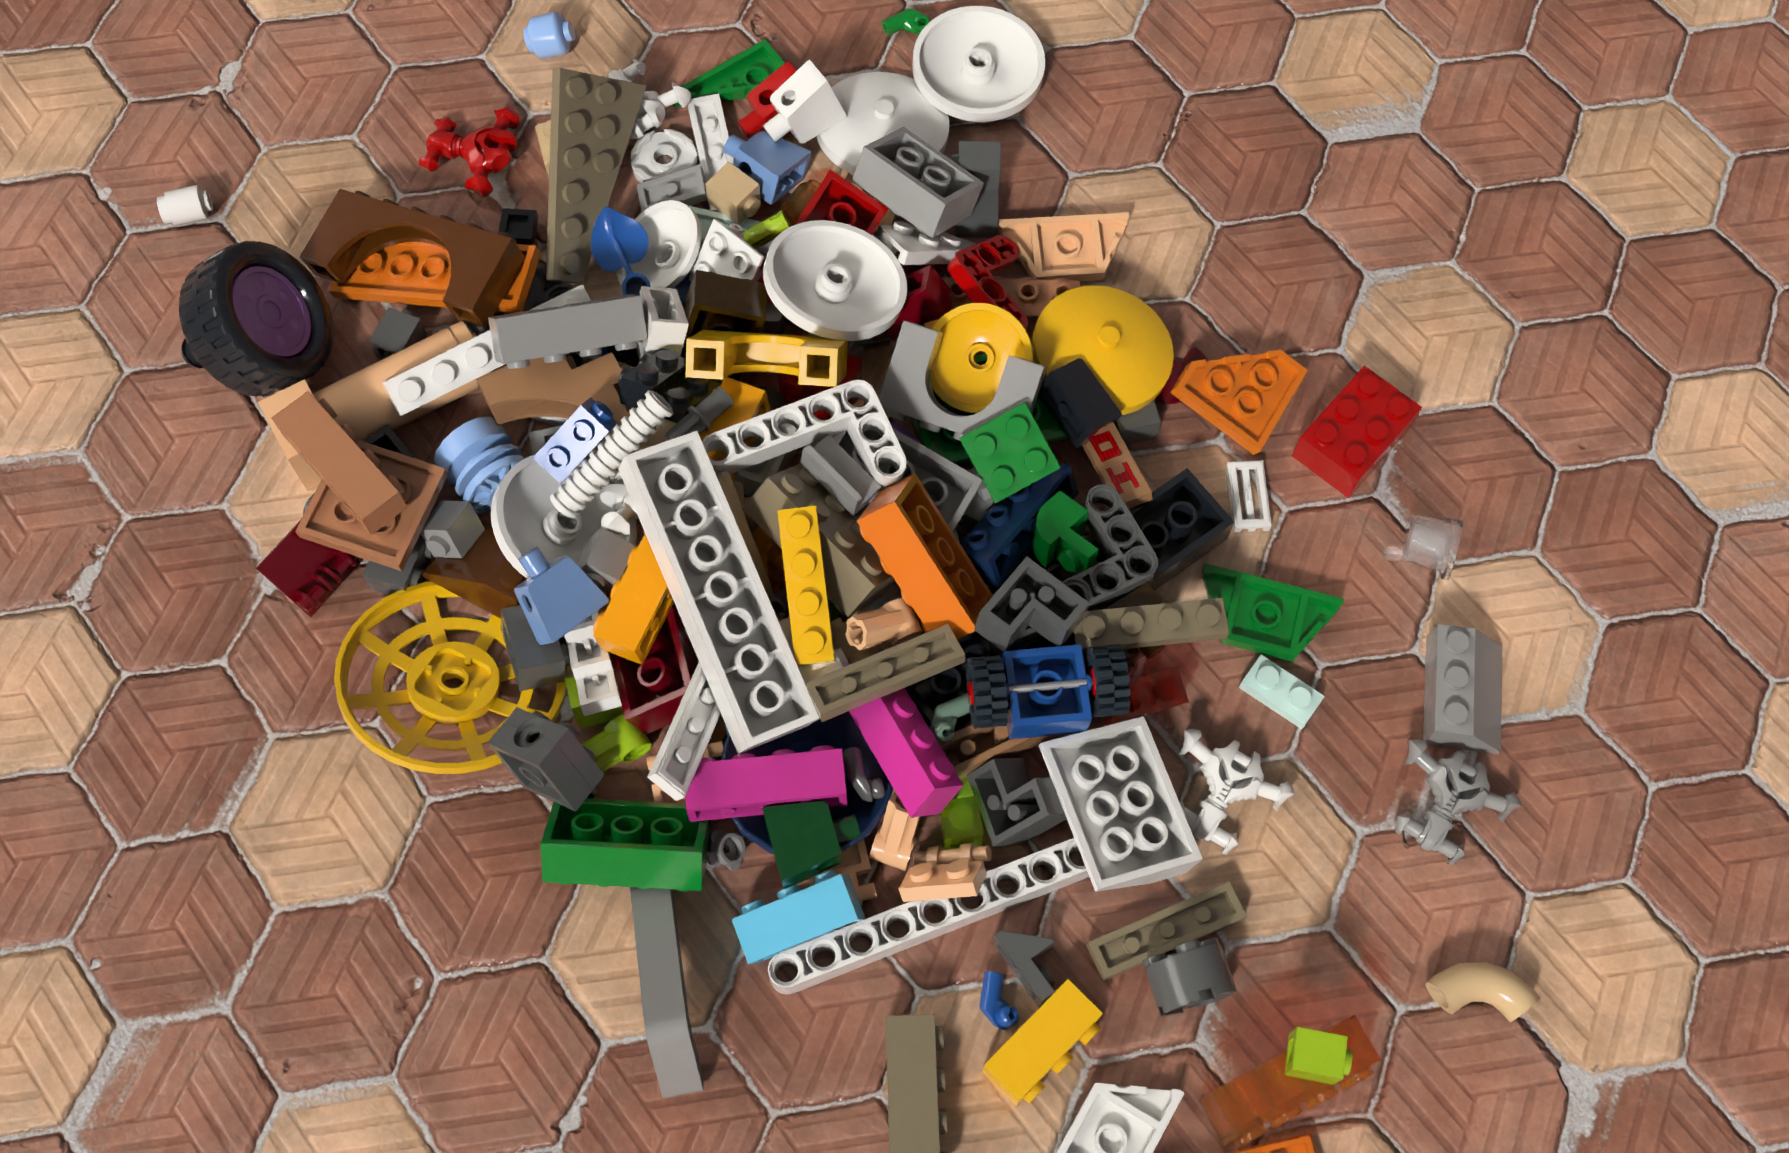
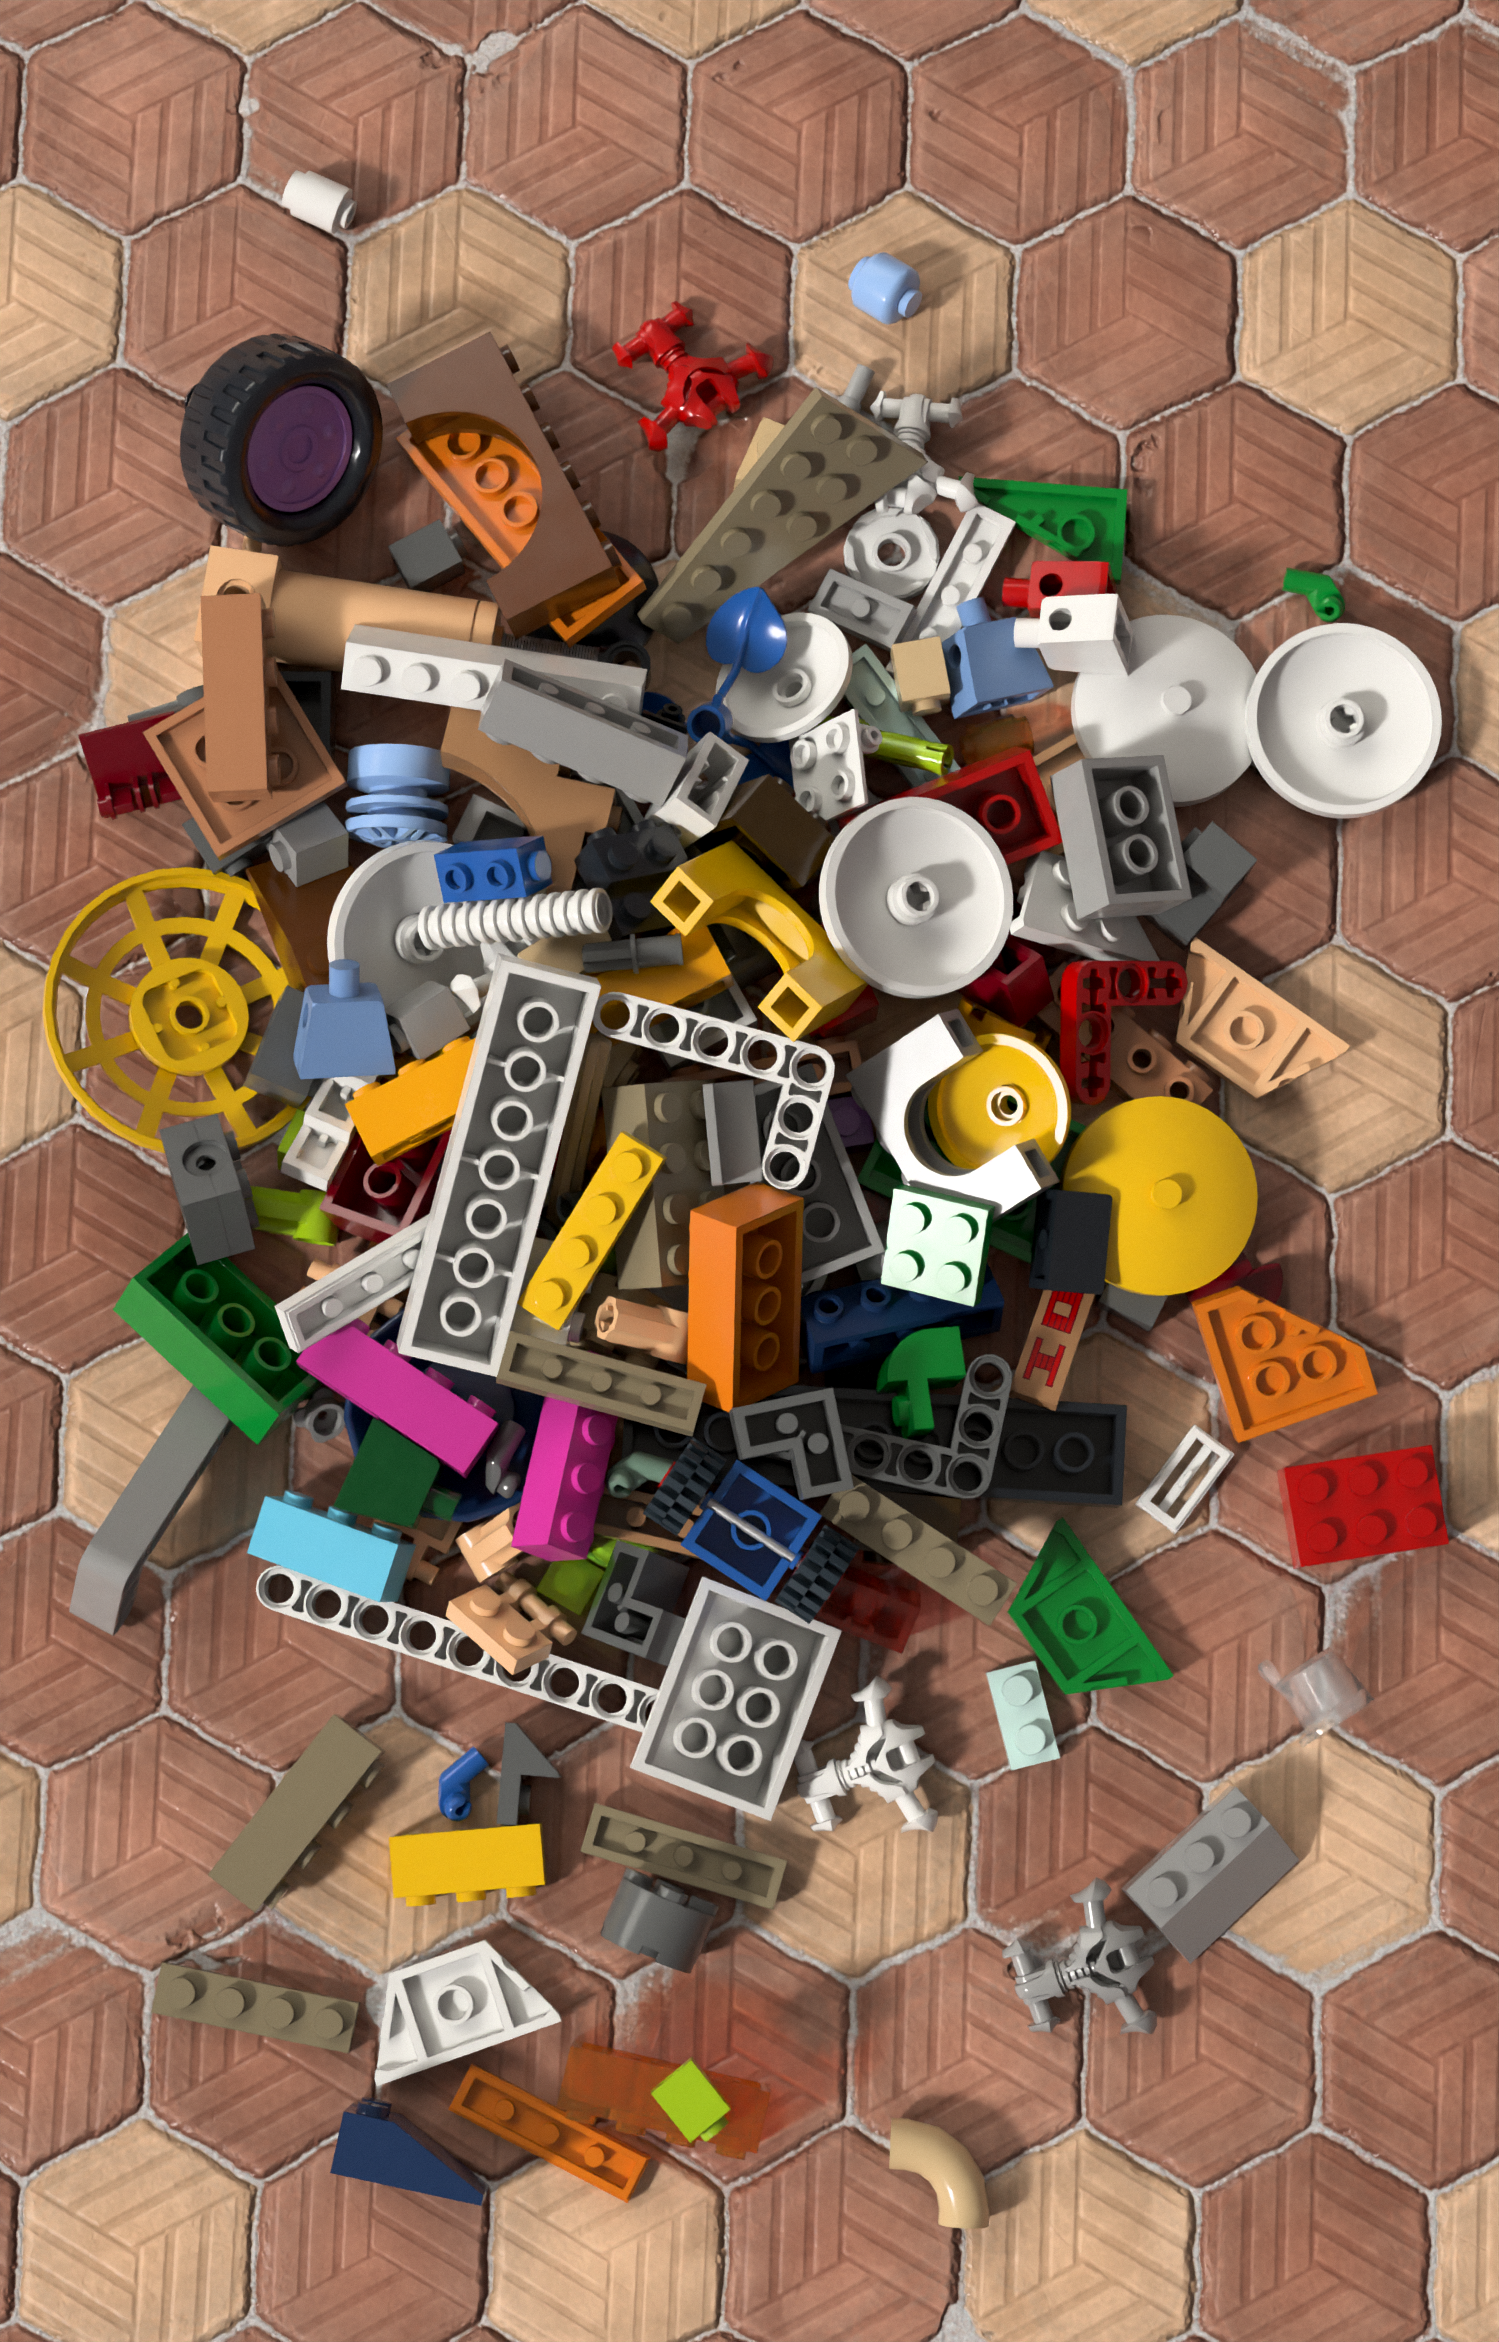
camera: 40 degrees right, 15 degrees up
(519, 224) = (660, 517): black plate -> none

